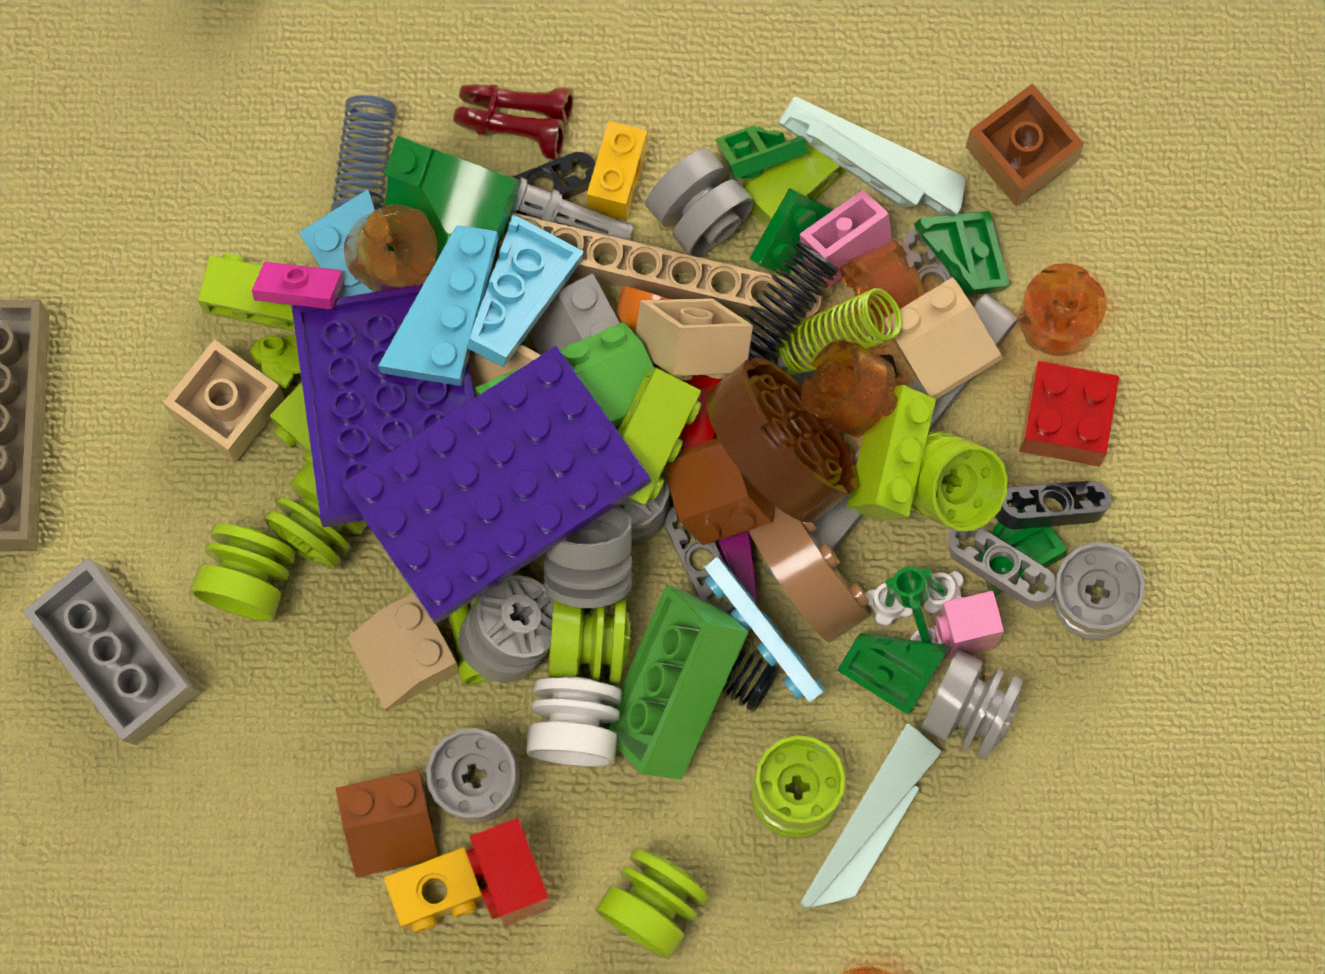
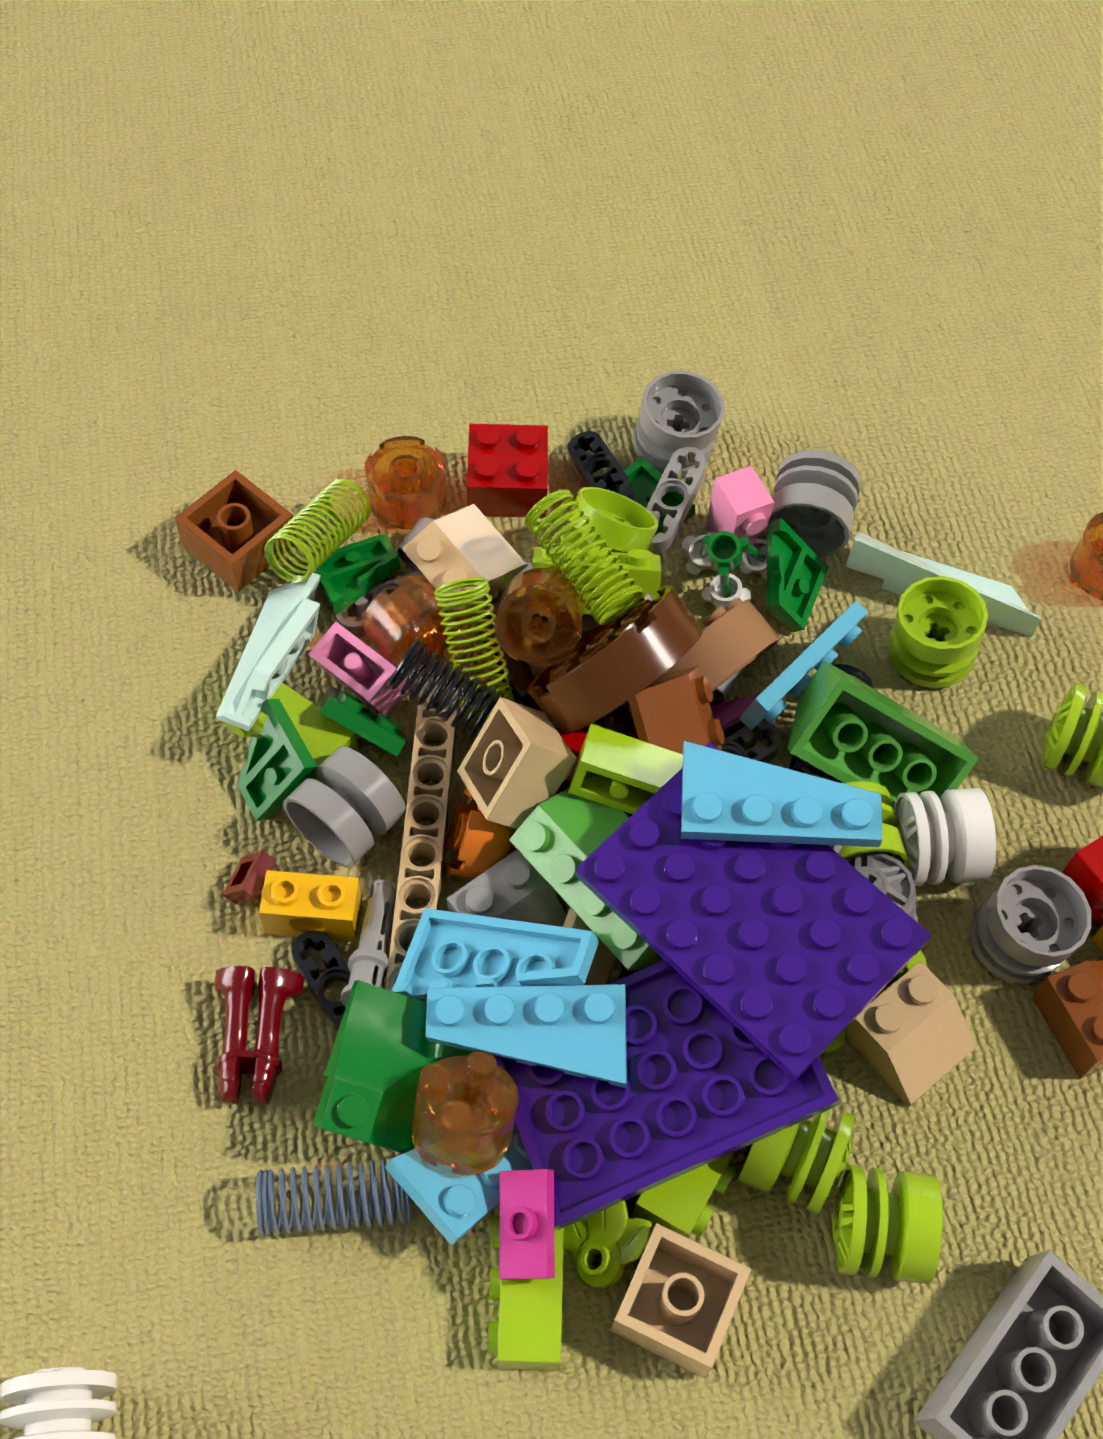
camera: 105 degrees left, 15 degrees down
(575, 495) = (762, 802): none -> medium azure wing
(658, 125) = (248, 878): none -> dark red tile
(835, 442) = (602, 615): none -> lime piece
(963, 188) = (323, 497): none -> lime piece

